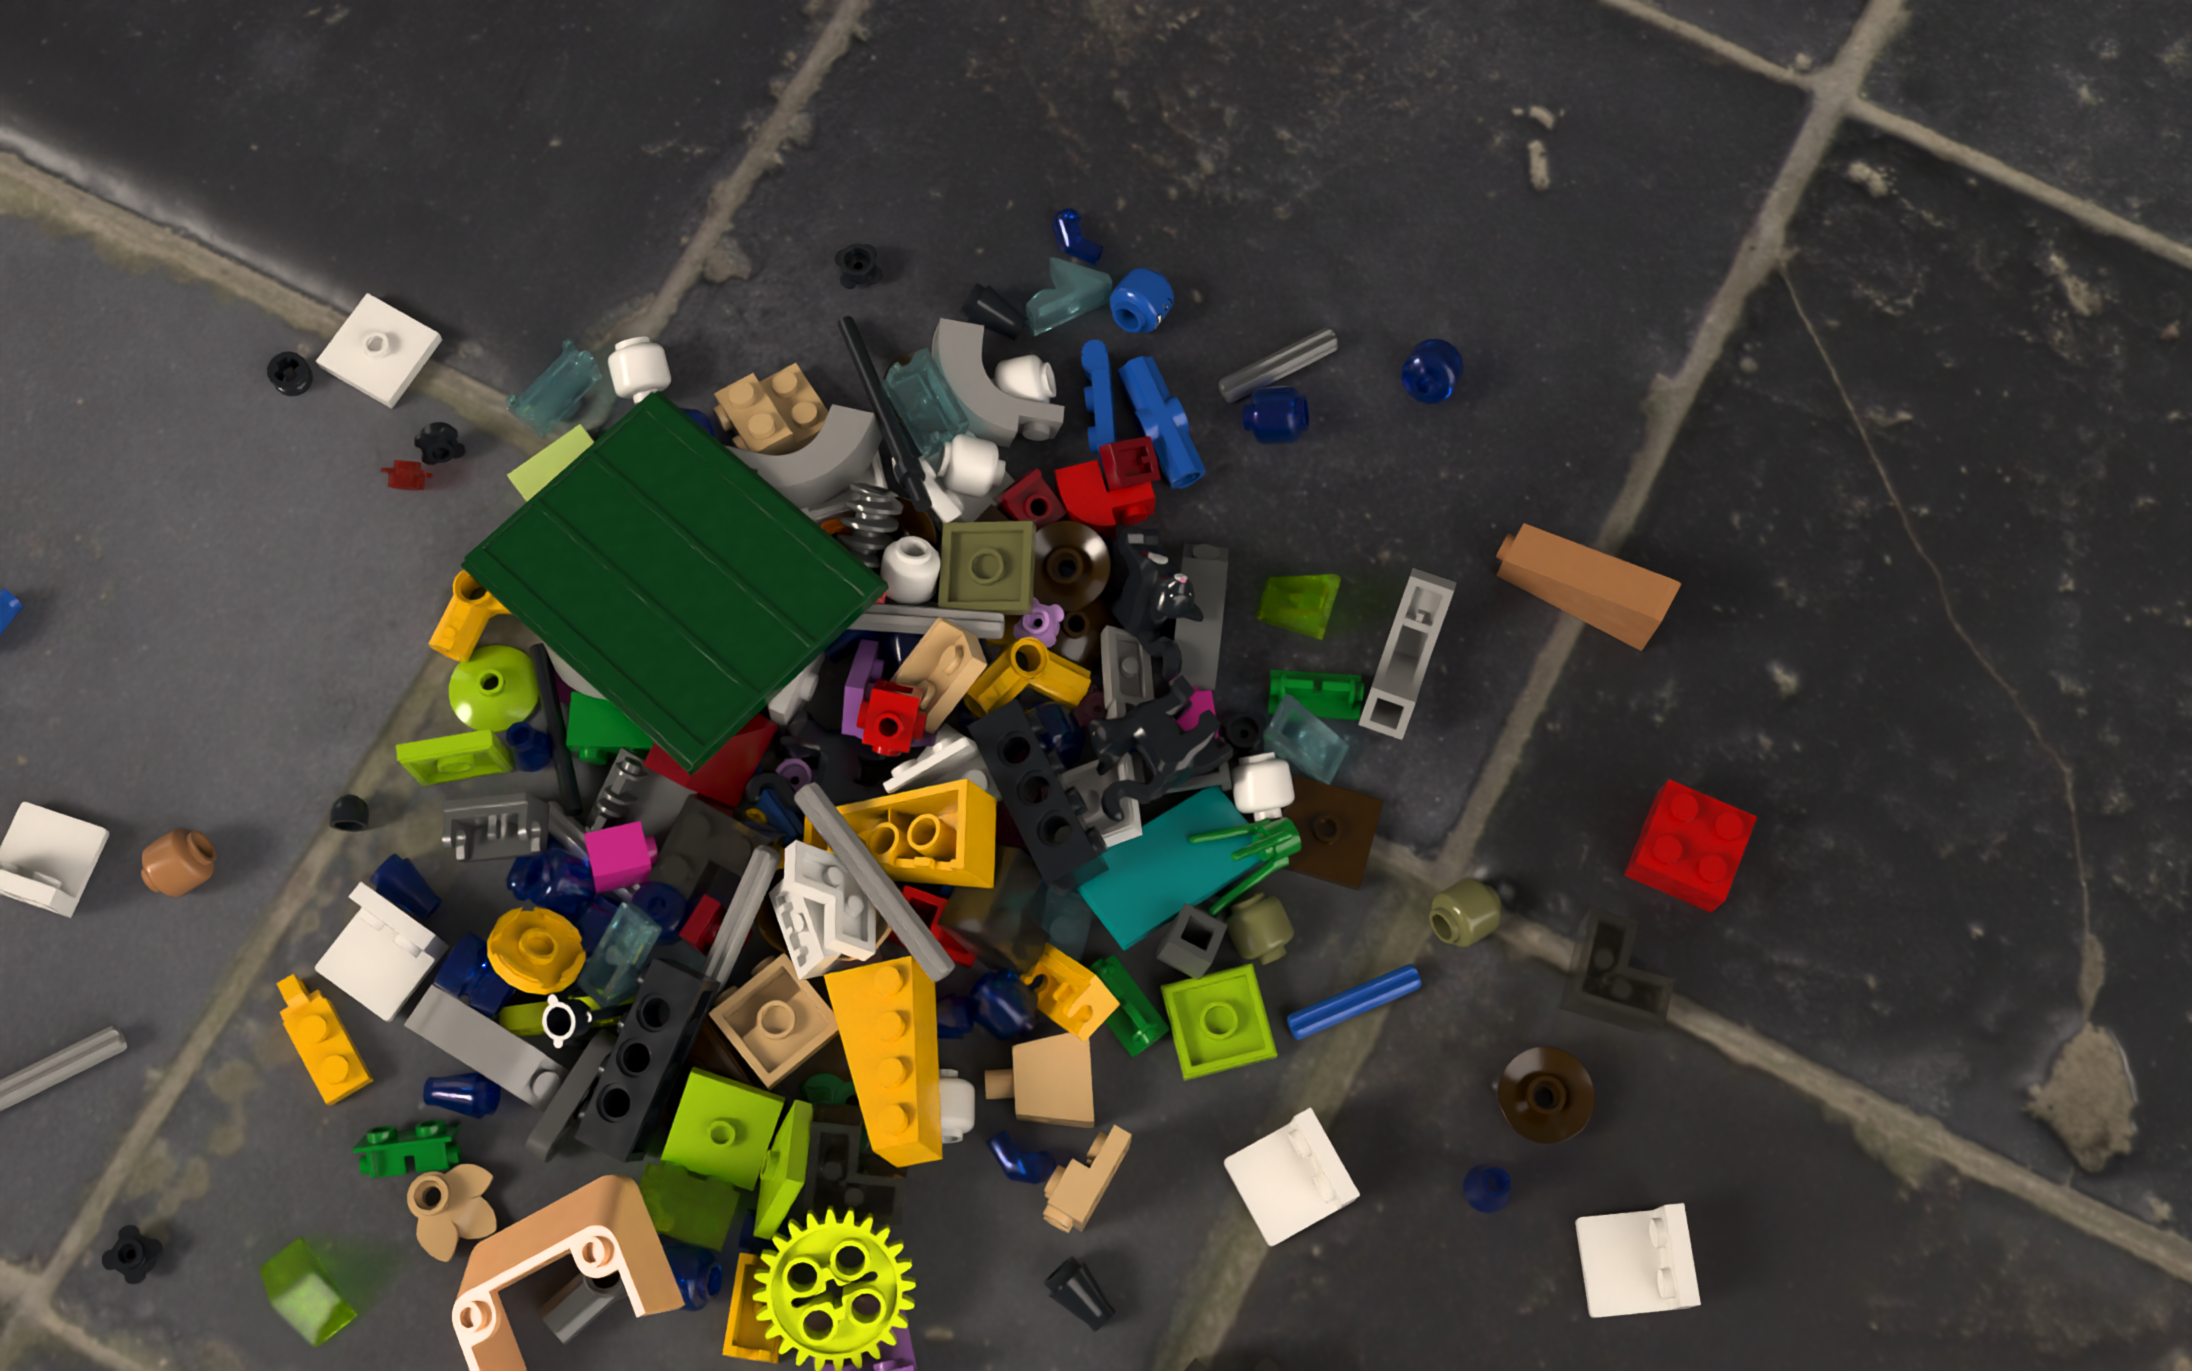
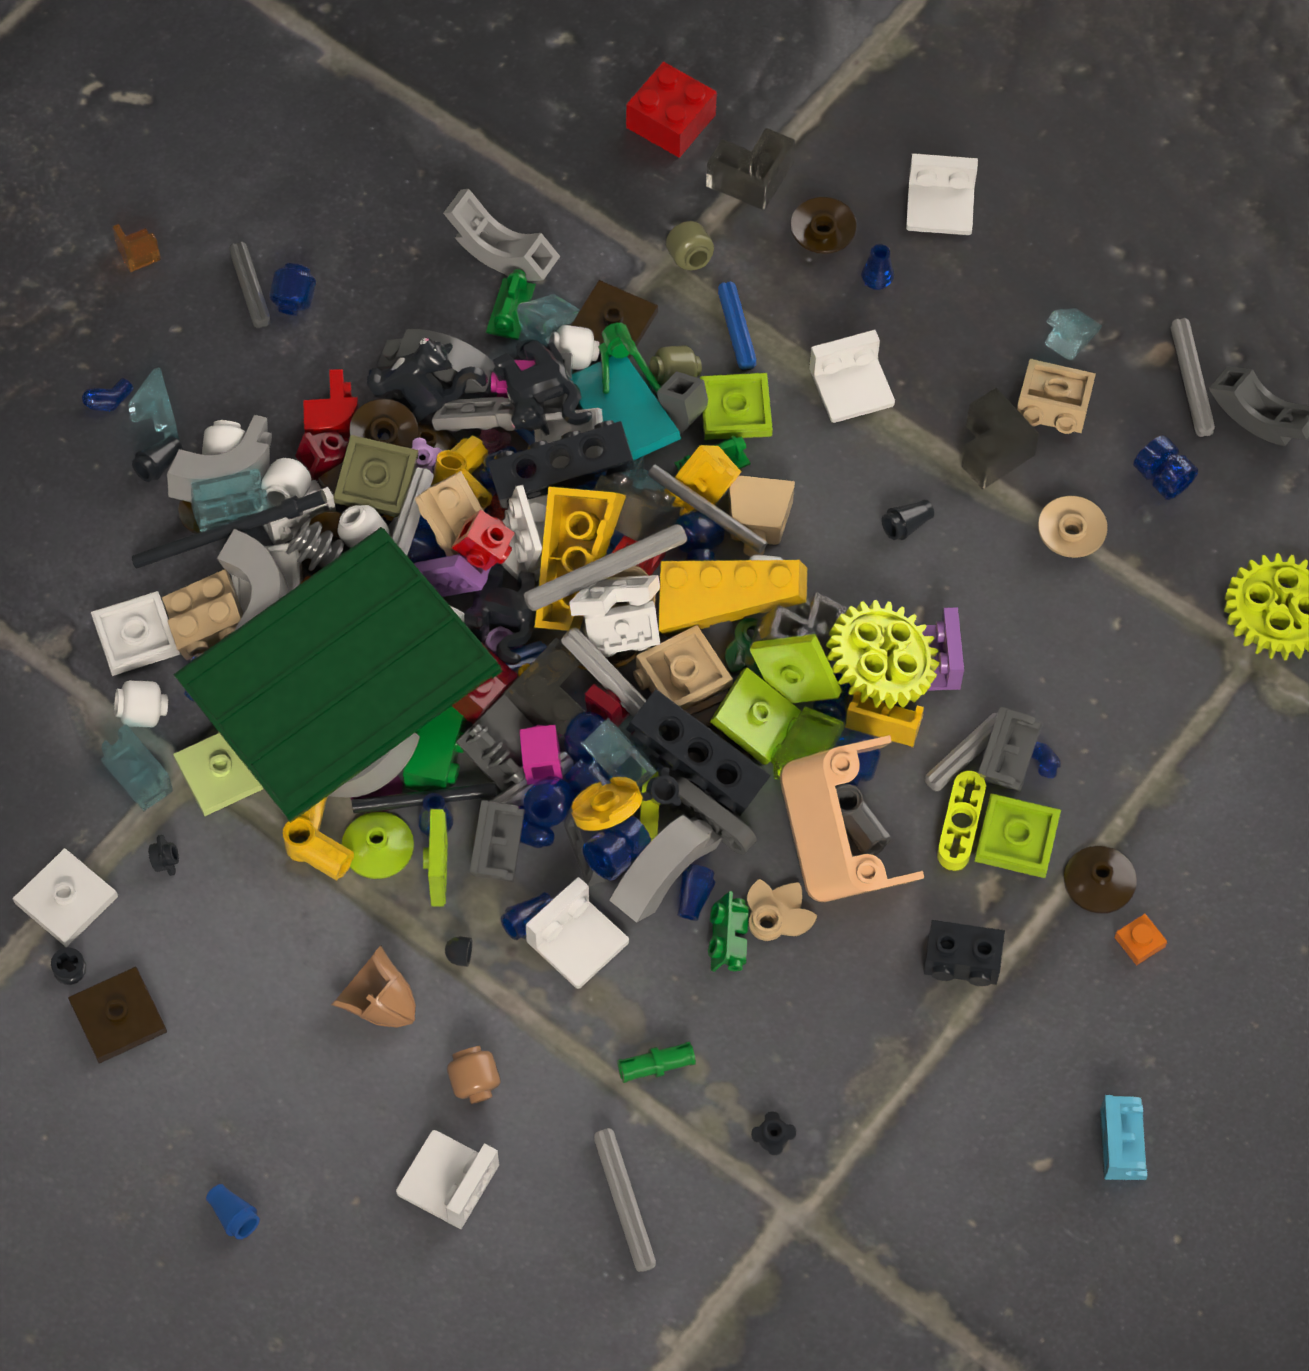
camera: 80 degrees left, 10 degrees down
(218, 1086) = (656, 1062): none -> green pin
(233, 441) = (117, 1014): none -> dark brown plate
(272, 725) = (379, 994): none -> medium nougat helmet
(305, 1293) = (819, 1015): clear neon green slope -> none
(322, 1041) = (634, 989): yellow hinge -> none
(406, 476) = (185, 882): clear red plate -> none
(740, 341) = (135, 633): none -> white plate
(858, 254) = (85, 537): black plate -> none
(1019, 1165) = (813, 542): clear blue arm -> none
(1022, 1007) = (707, 508): none -> flat silver bar
(1078, 1189) = (838, 489): tan plate -> none
(1100, 395) = (252, 397): blue hinge -> none
(1129, 462) = (310, 381): dark red bracket -> none
(1141, 300) = (176, 358): blue head -> none
(1163, 419) = (277, 363): blue piece -> none
(1299, 217) = (137, 248): none -> clear orange panel
(1299, 603) = (443, 298): clear neon green slope -> none
(1432, 371) = (286, 185): clear blue head -> none
(1588, 584) = (473, 124): medium nougat slope -> none

